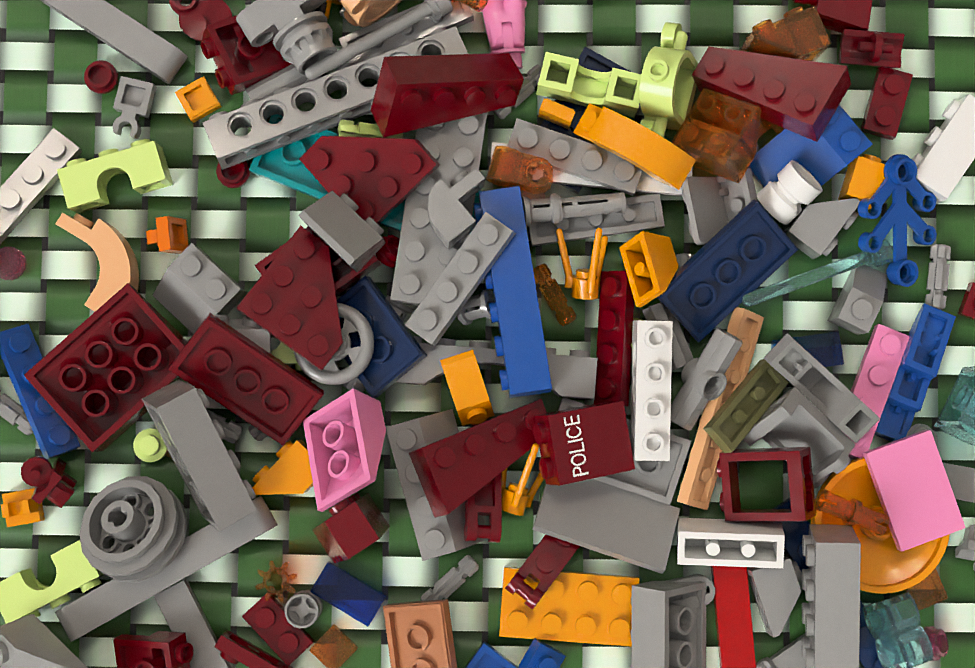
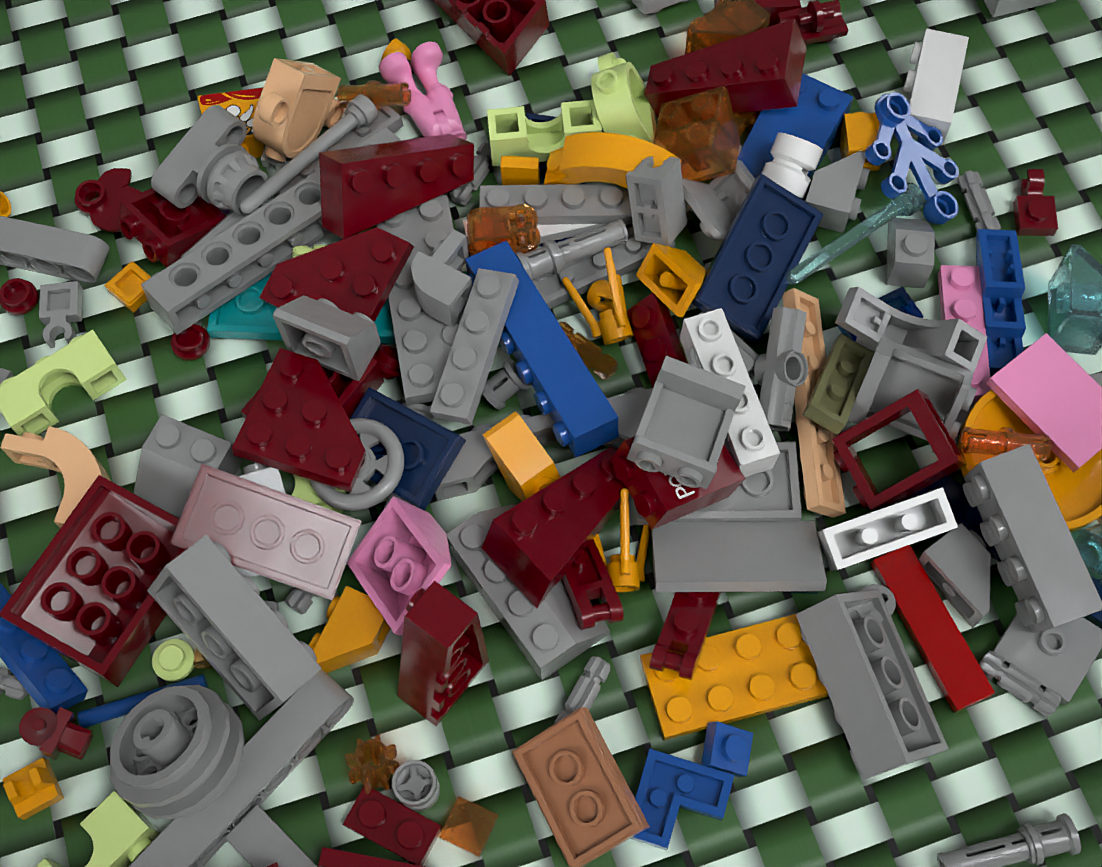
camera: 15 degrees left, 20 degrees down
(120, 468) = (123, 706): none -> blue bar
(170, 235) = (134, 423): orange tile -> none
(348, 593) = (466, 752): clear blue tile -> none
(582, 253) = (597, 290): none -> light orange hinge
(599, 422) = (685, 423): none -> light grey panel
(658, 196) = (657, 201): none -> light grey hinge
(886, 102) = (850, 68): dark red plate -> none

